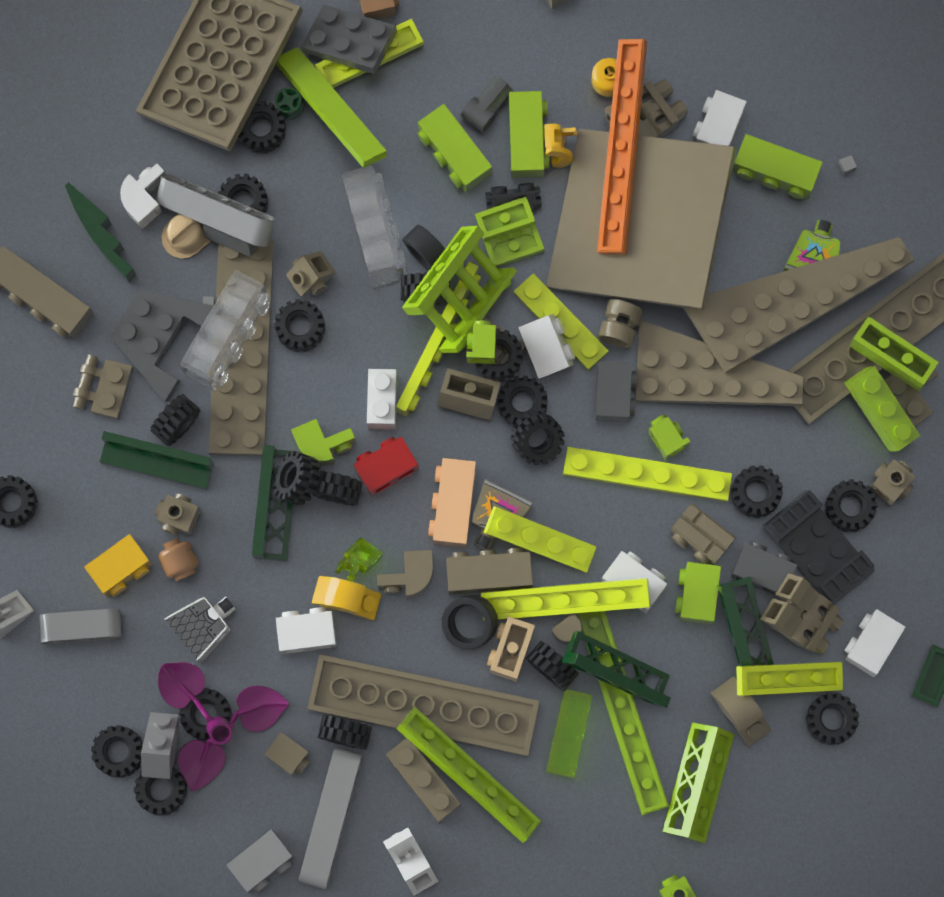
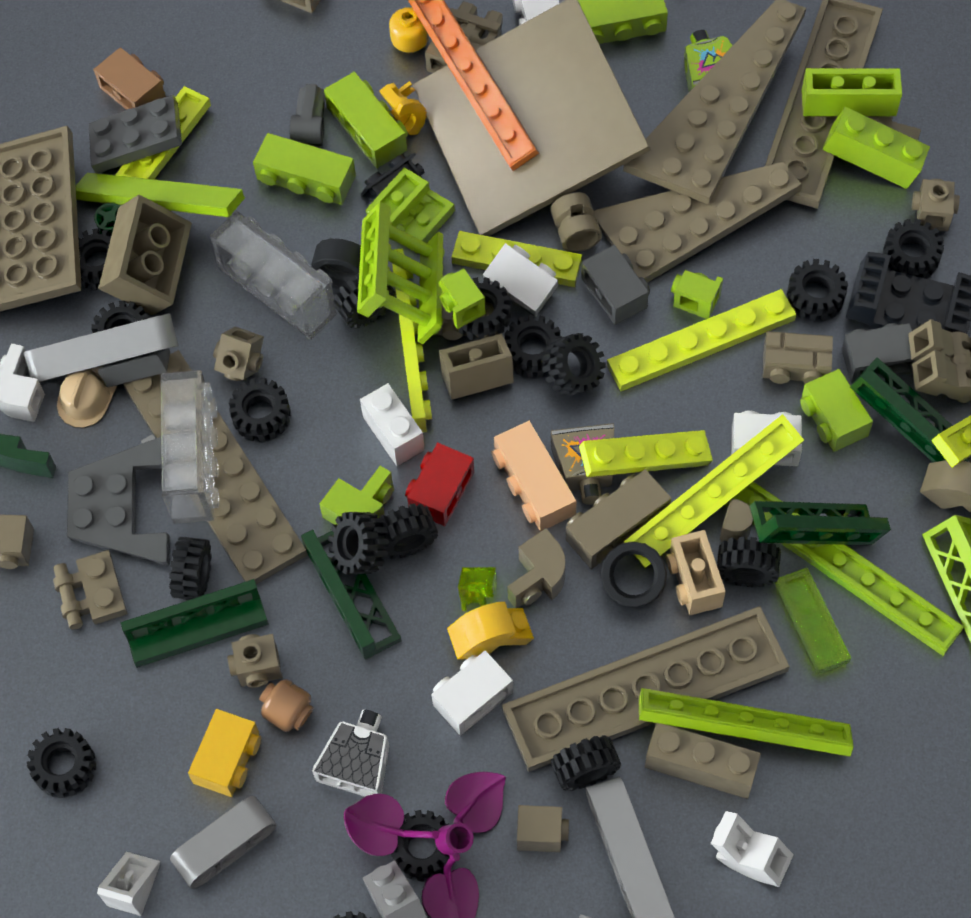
camera: 35 degrees left, 15 degrees down
(292, 152) = (145, 255): none -> dark tan brick

